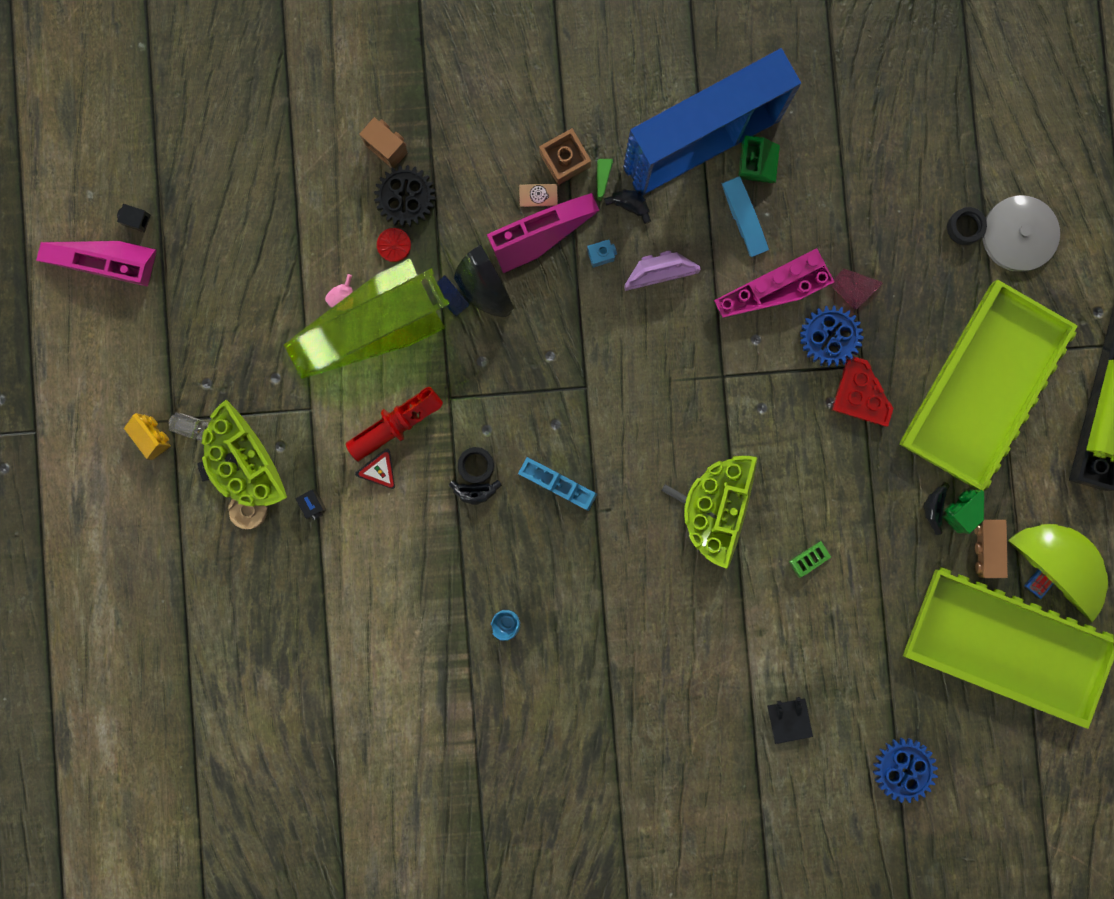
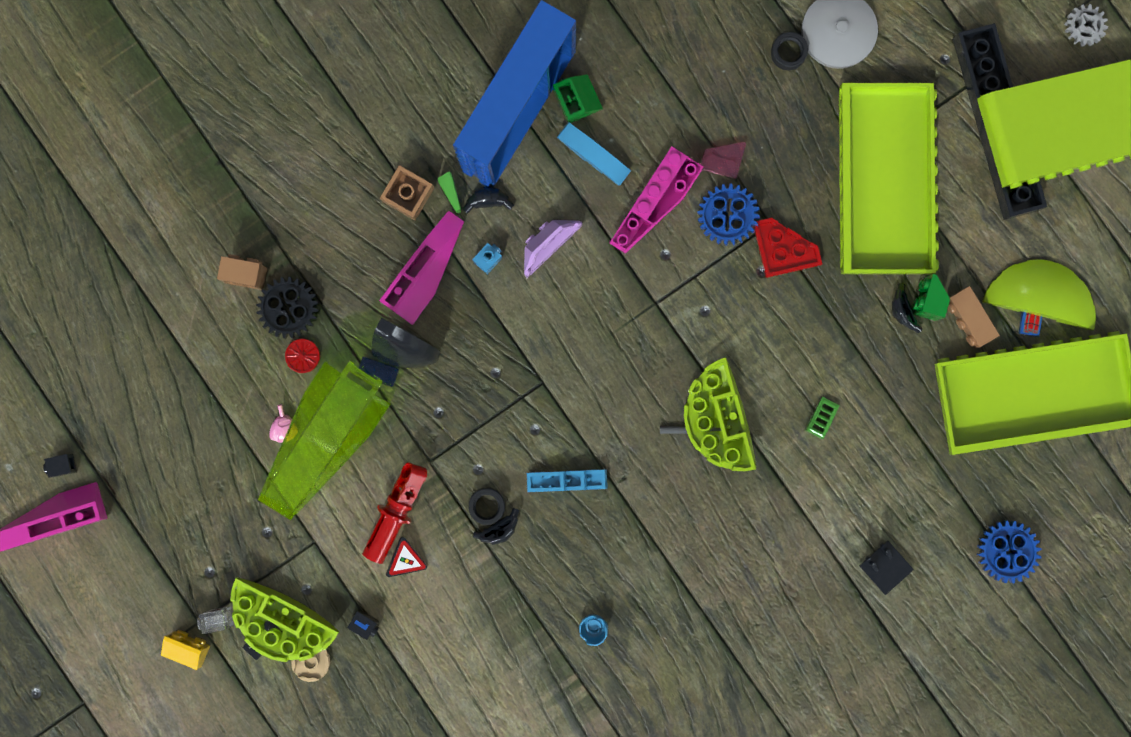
camera: 30 degrees left, 0 degrees up
(538, 195) = (403, 239): tan slope -> none

